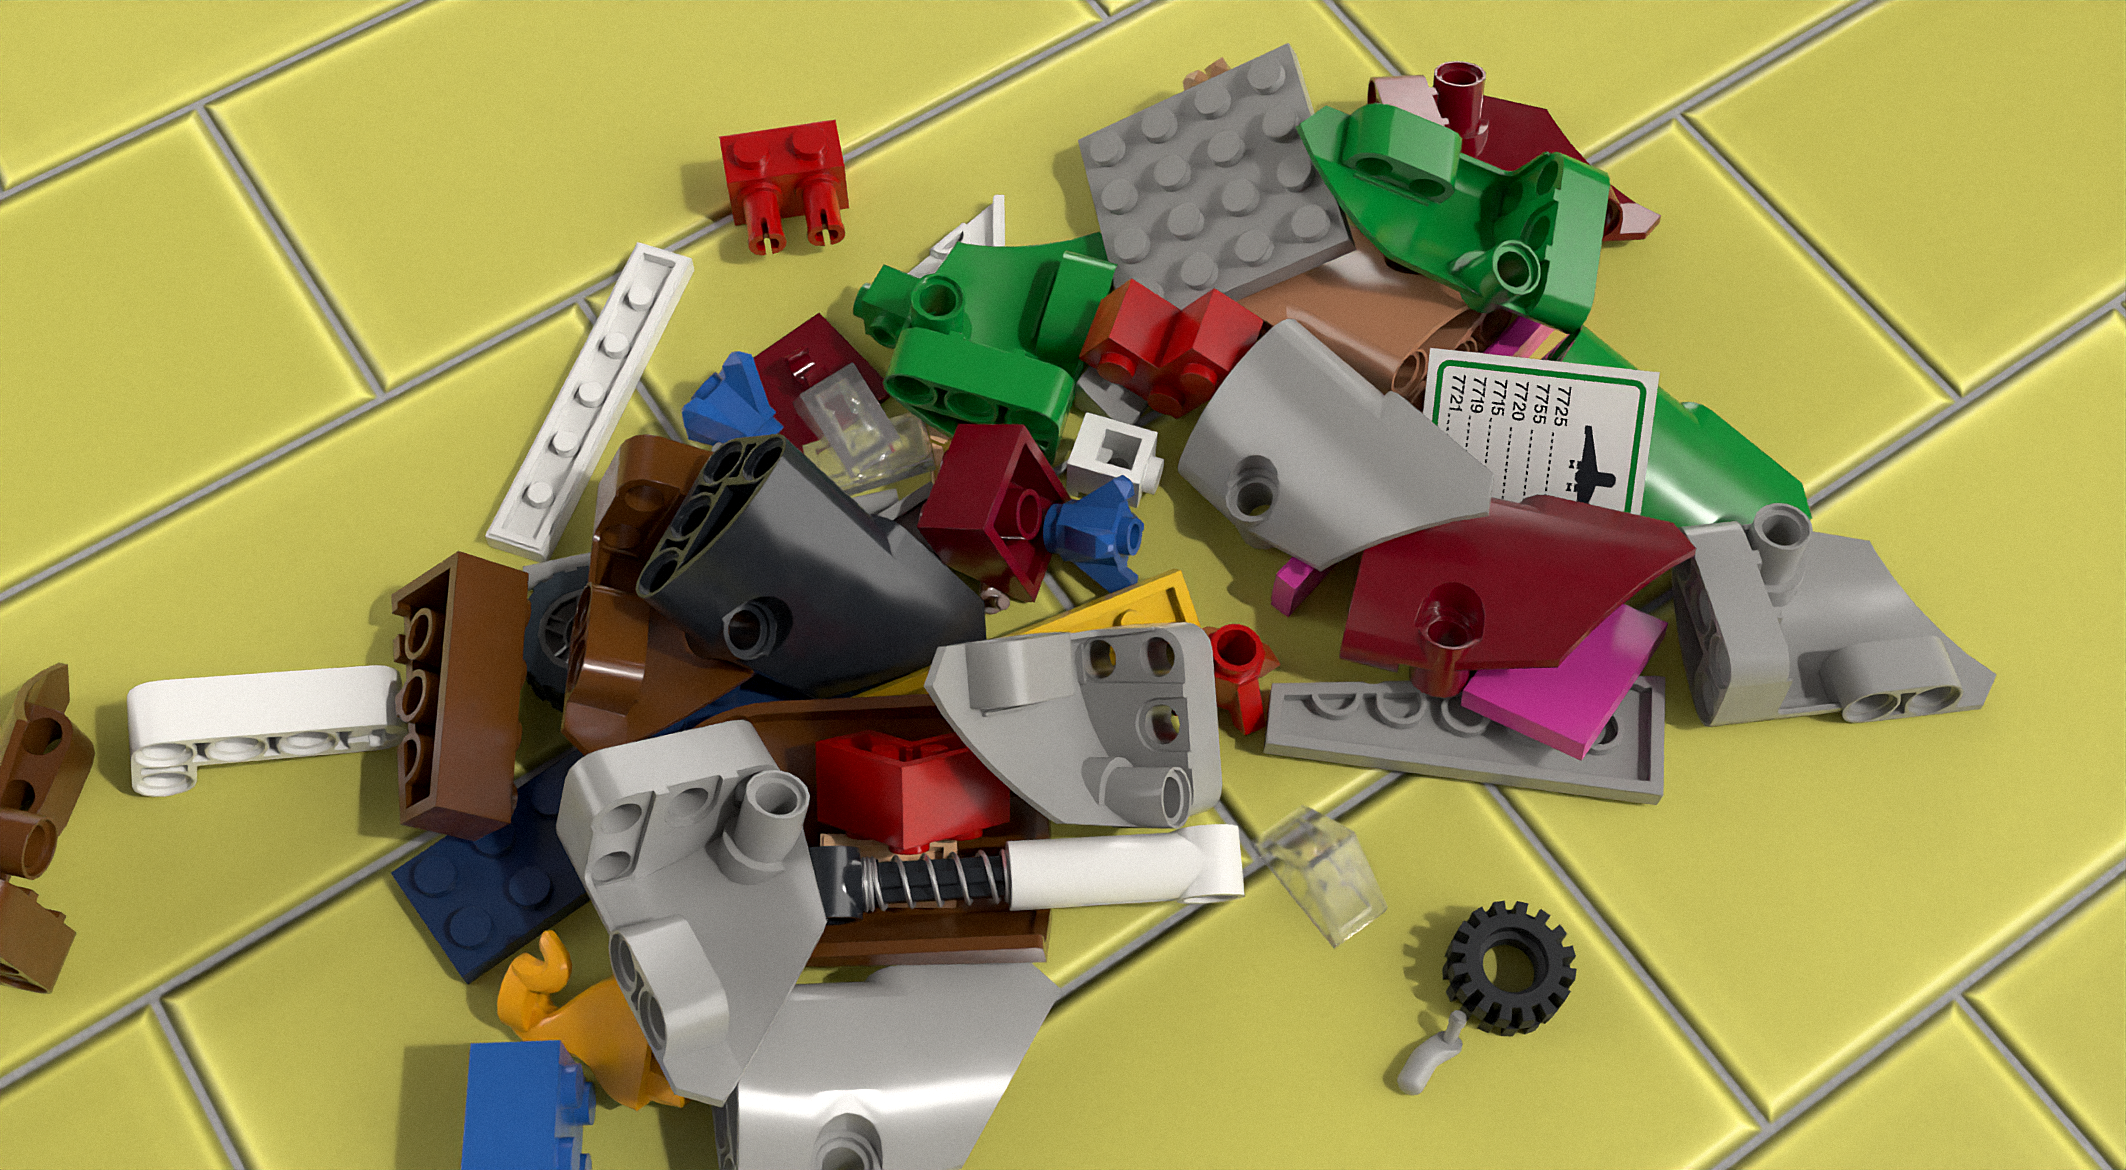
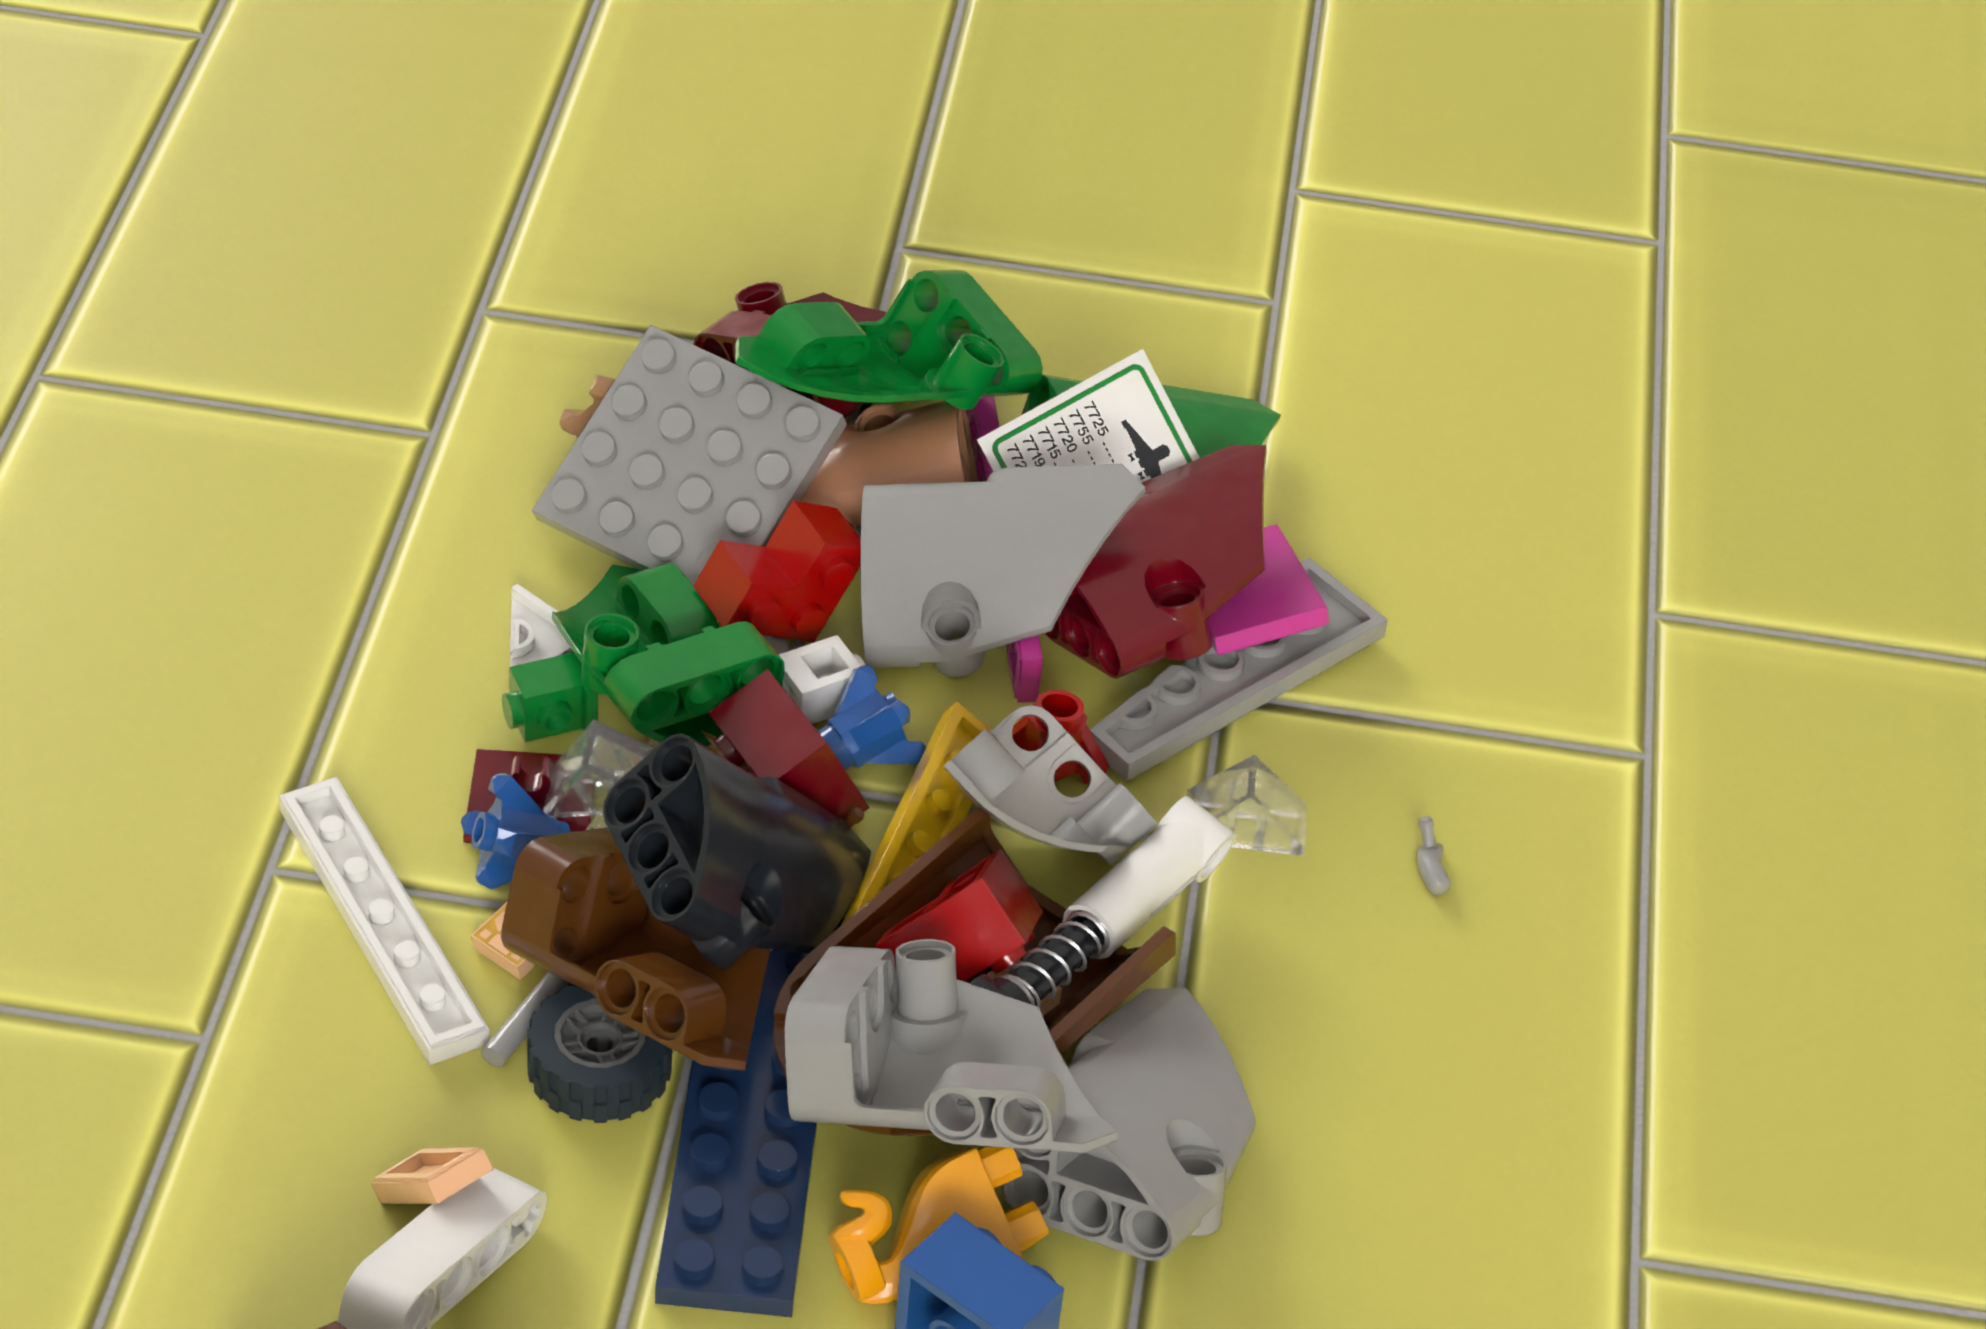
camera: 50 degrees left, 20 degrees down
(338, 644) = (431, 1175): none -> light nougat tile
(461, 695) = (573, 1113): reddish brown wedge -> none
(786, 176) = (346, 670): red brick -> none
(1533, 937) = (1418, 754): black tyre -> none
(1807, 627) = (1353, 483): light grey panel -> none

